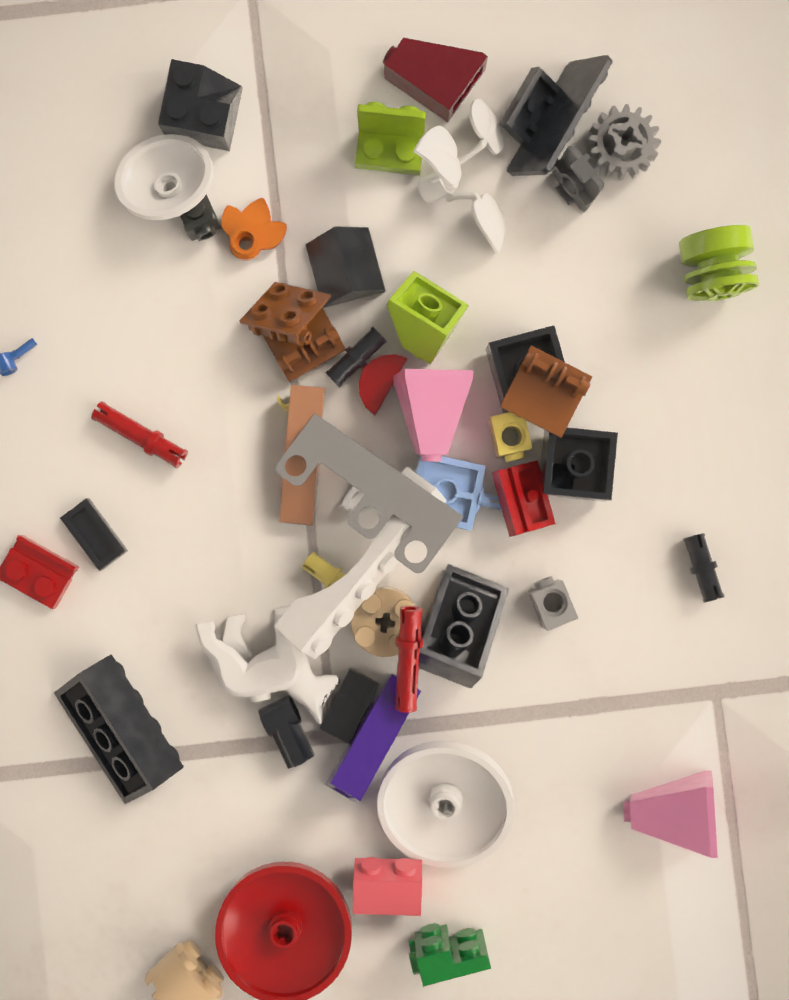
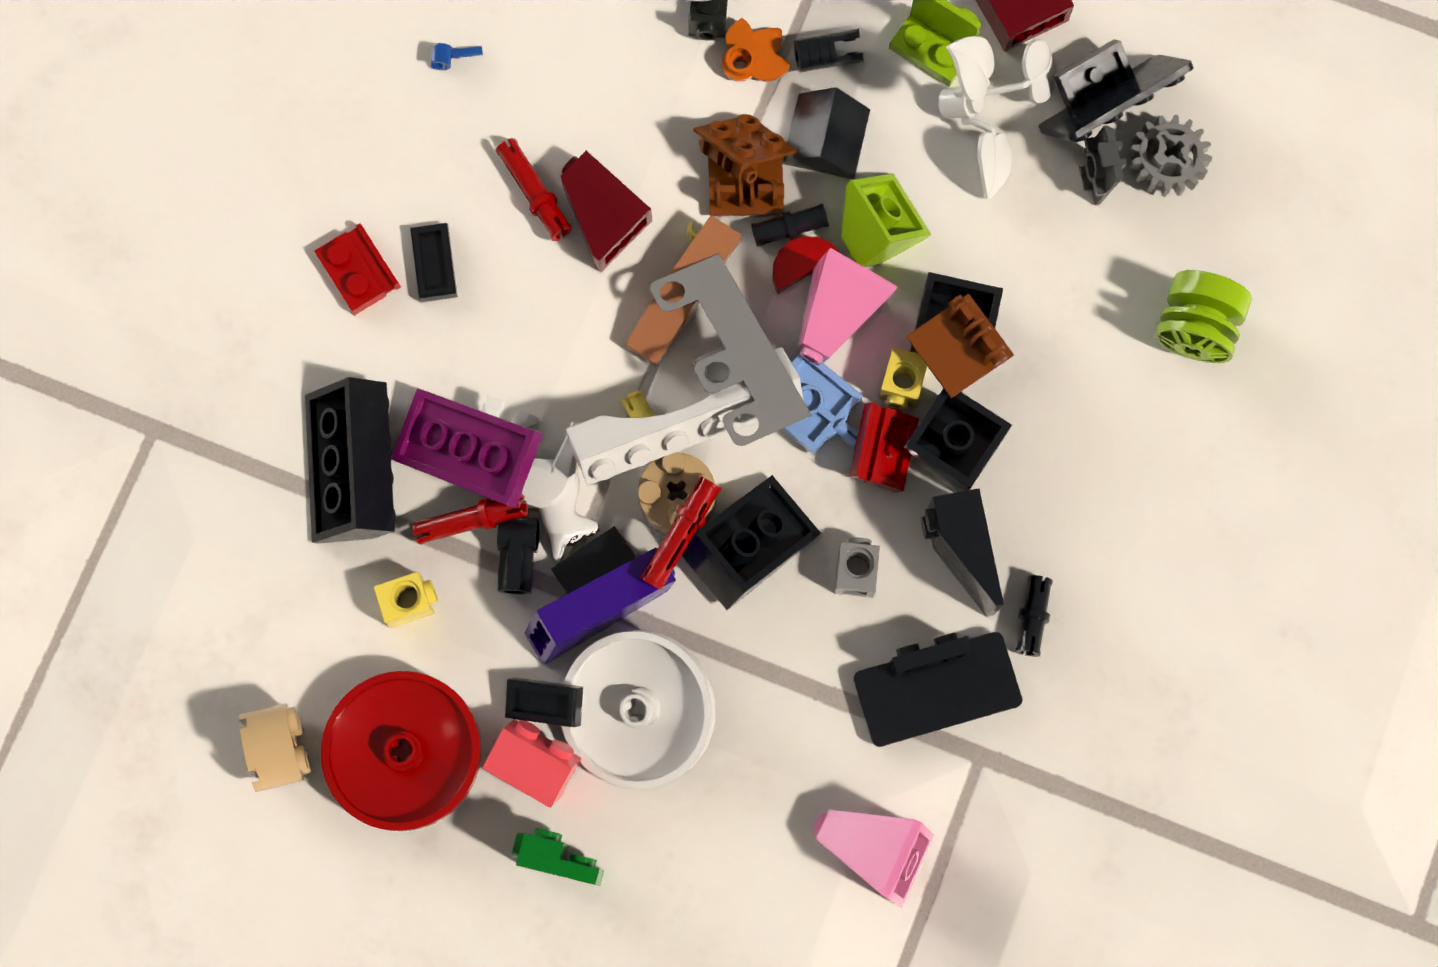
camera: 25 degrees right, 10 degrees down
(202, 422) = (603, 207): none -> dark red slope
(204, 676) = (467, 447): none -> magenta plate
(214, 825) = (390, 592): none -> light yellow brick
(245, 719) = (484, 514): none -> red pin
(304, 201) = (820, 52): none -> black hinge
(371, 835) = (544, 702): none -> black tile
(622, 538) = (963, 543): none -> black slope
(659, 661) = (937, 687): none -> black bracket

